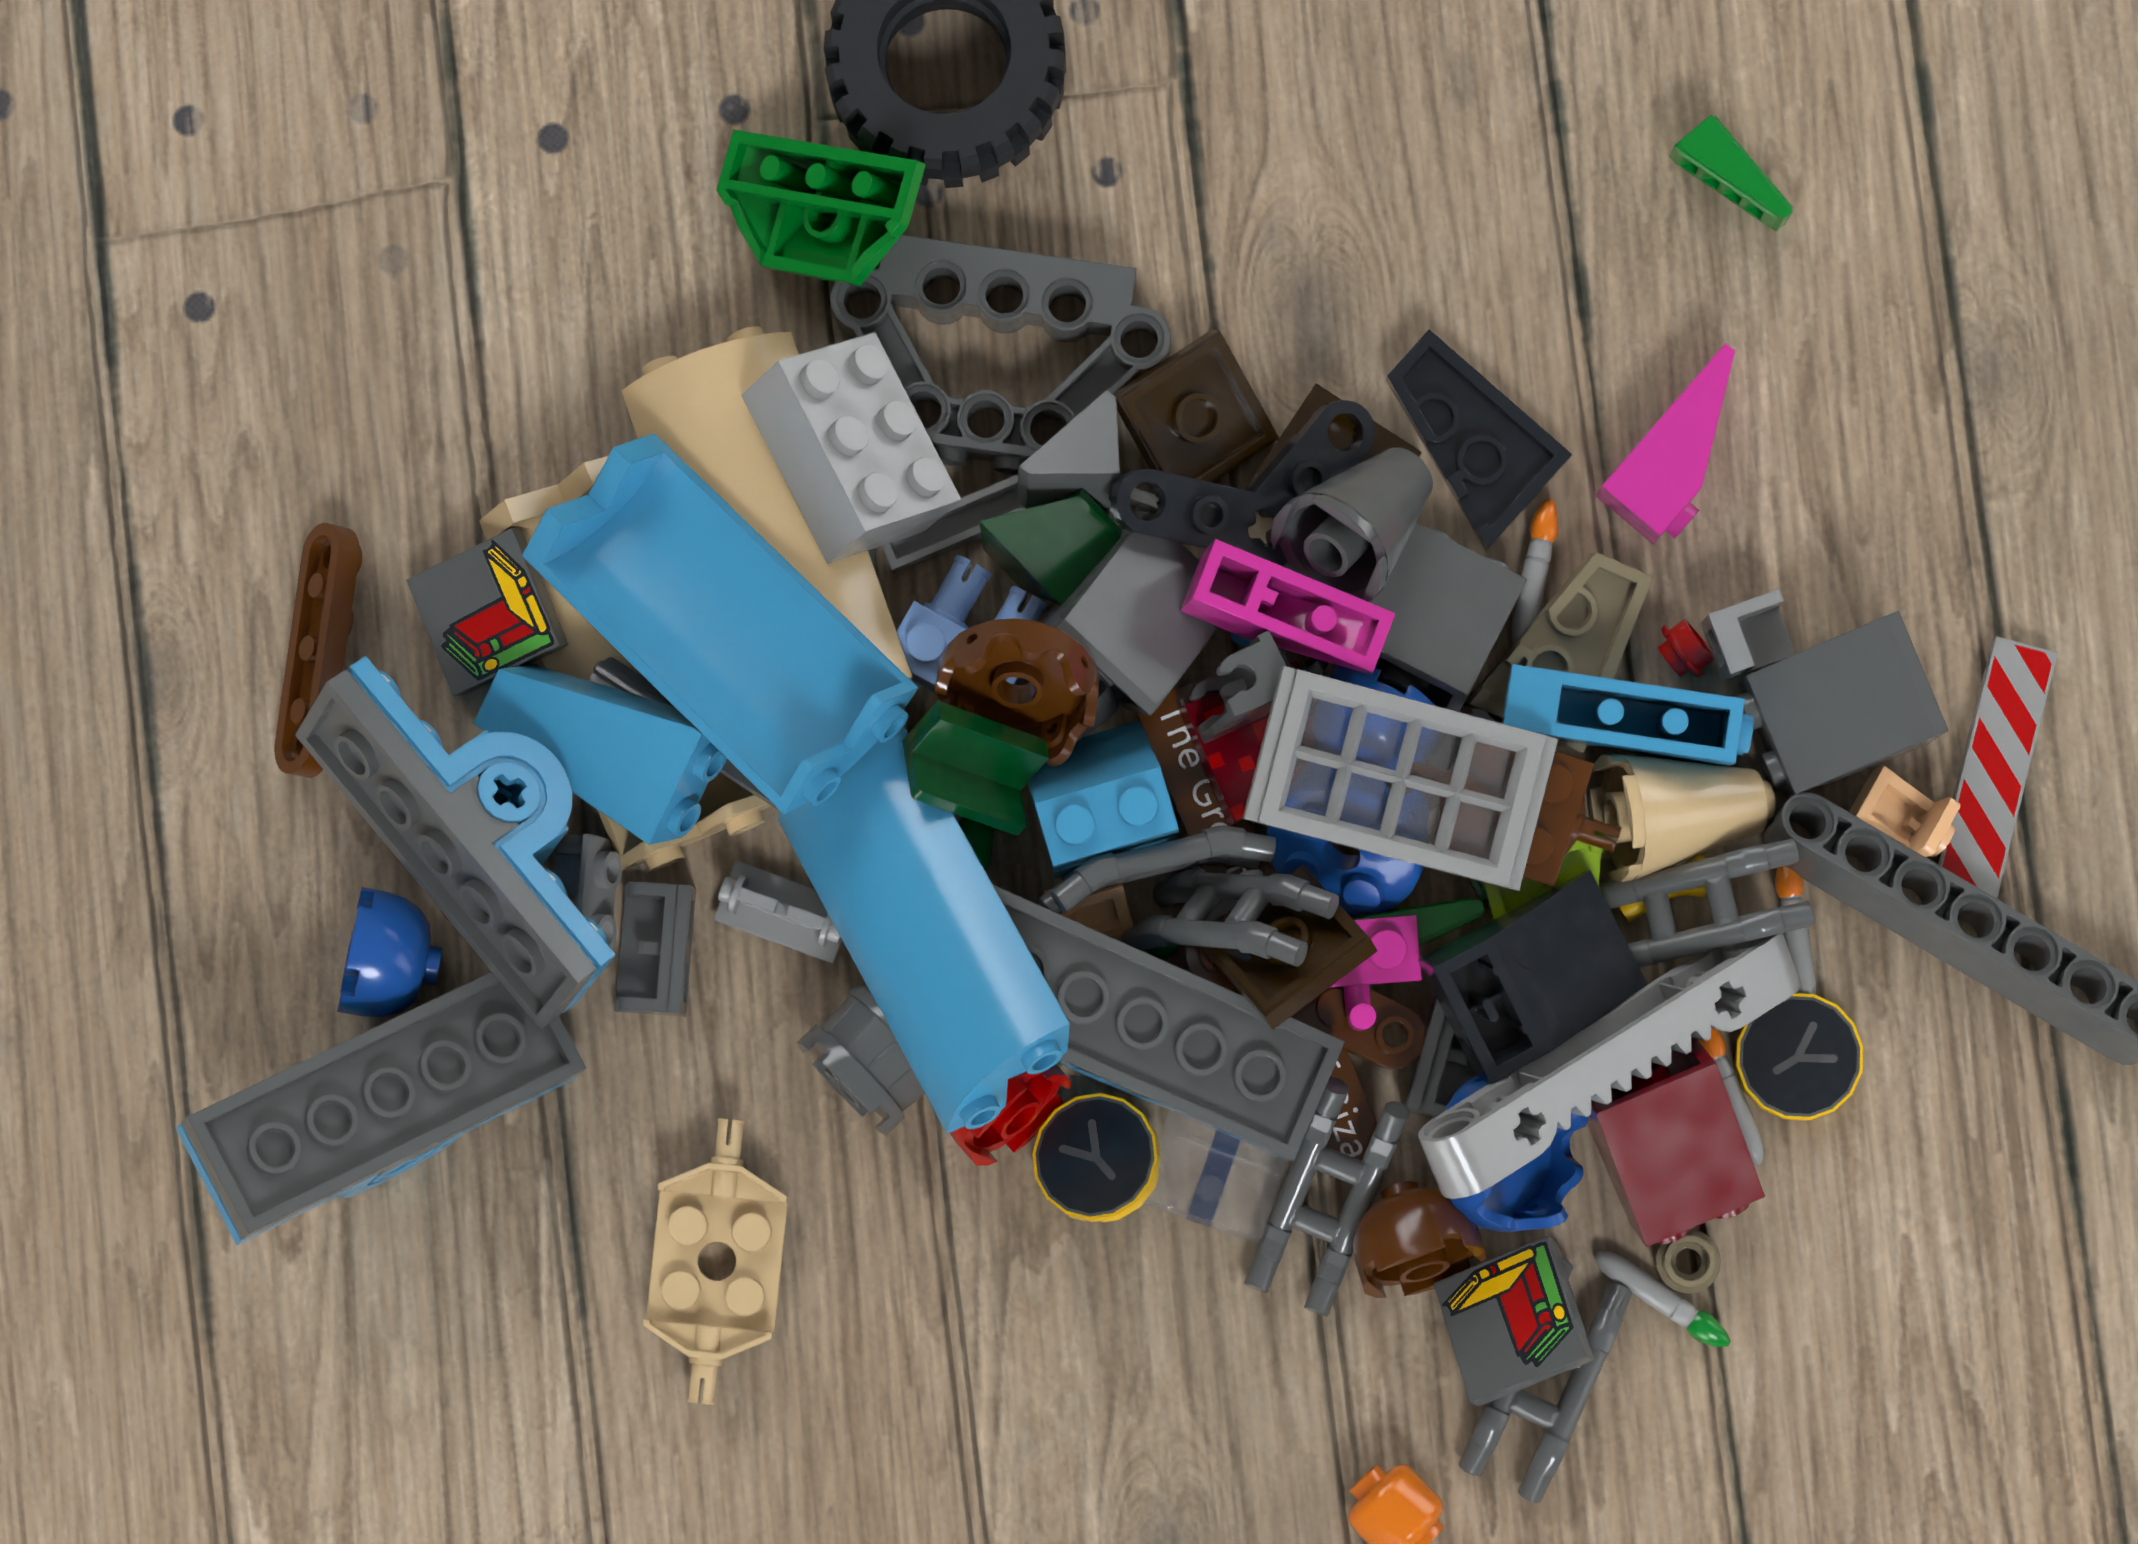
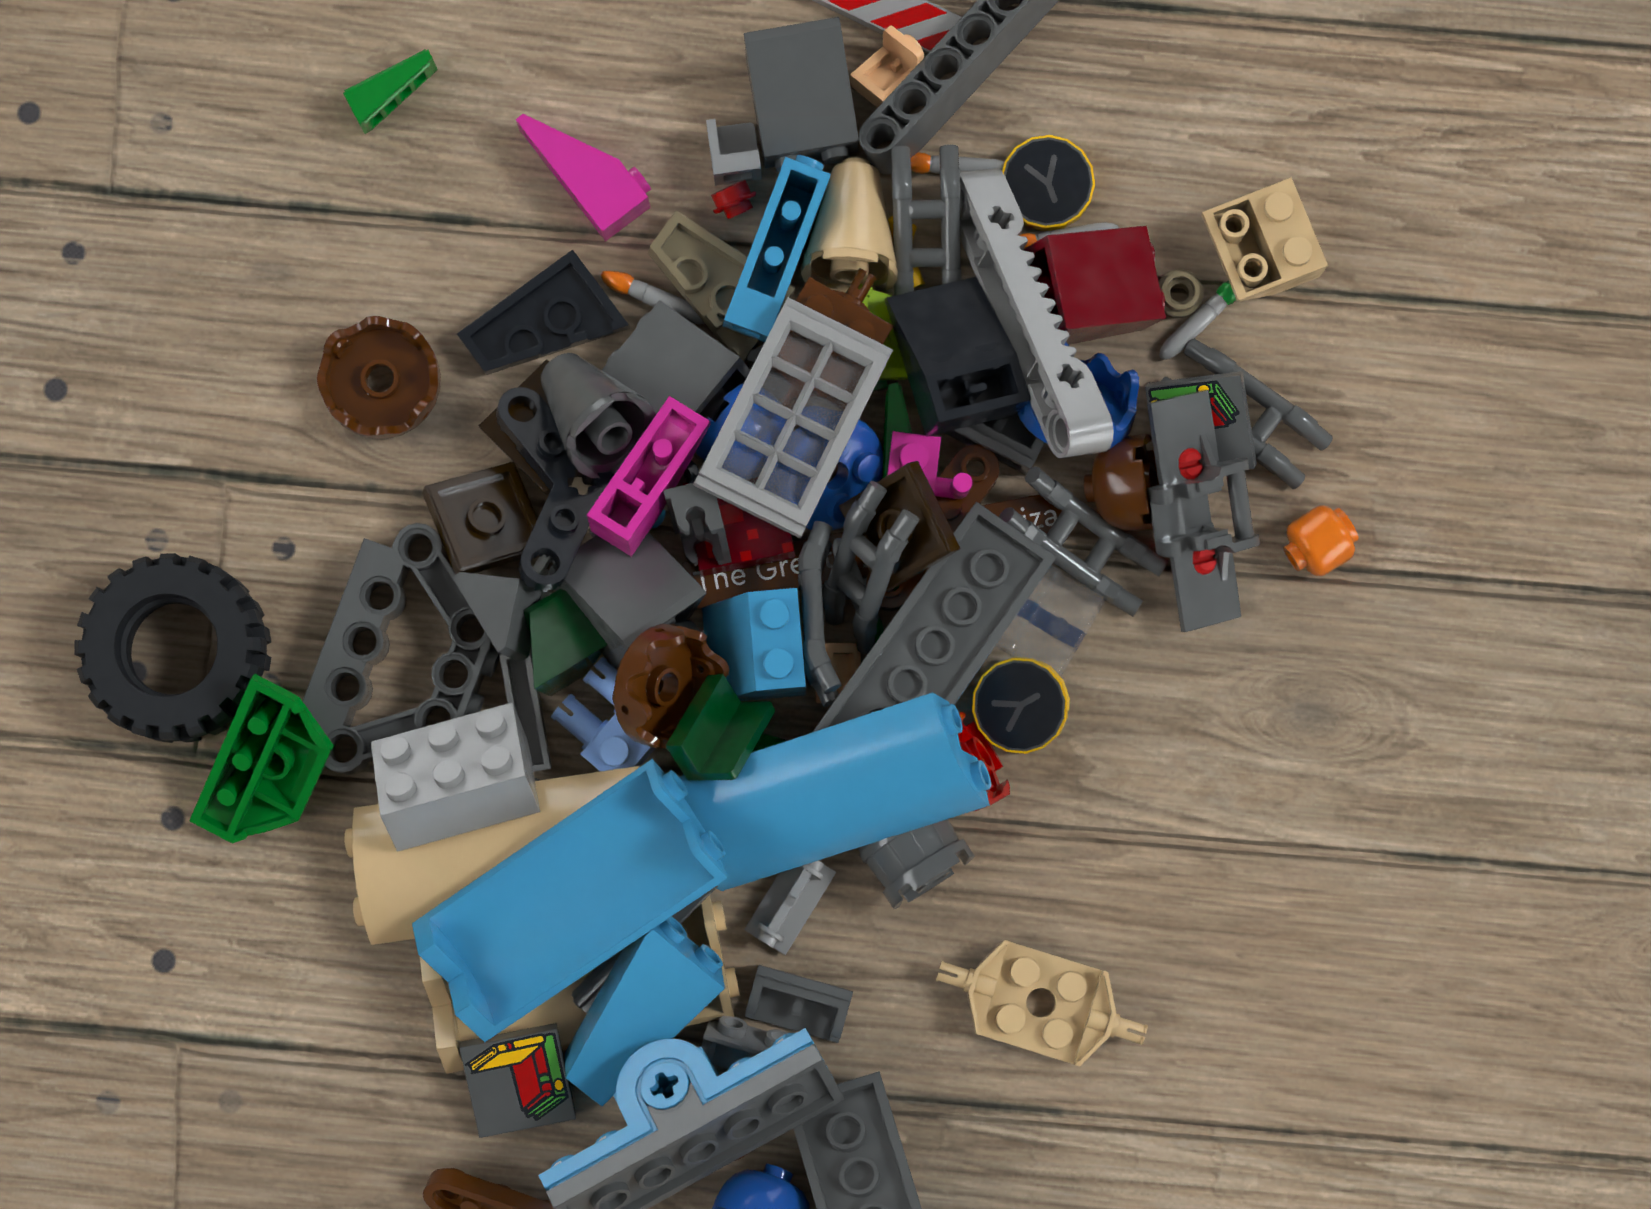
camera: 85 degrees left, 0 degrees up
(1361, 200) = (360, 349): none -> reddish brown plate
(1389, 1315) = (1181, 511): none -> dark grey piece
(1777, 1358) = (1265, 241): none -> tan slope

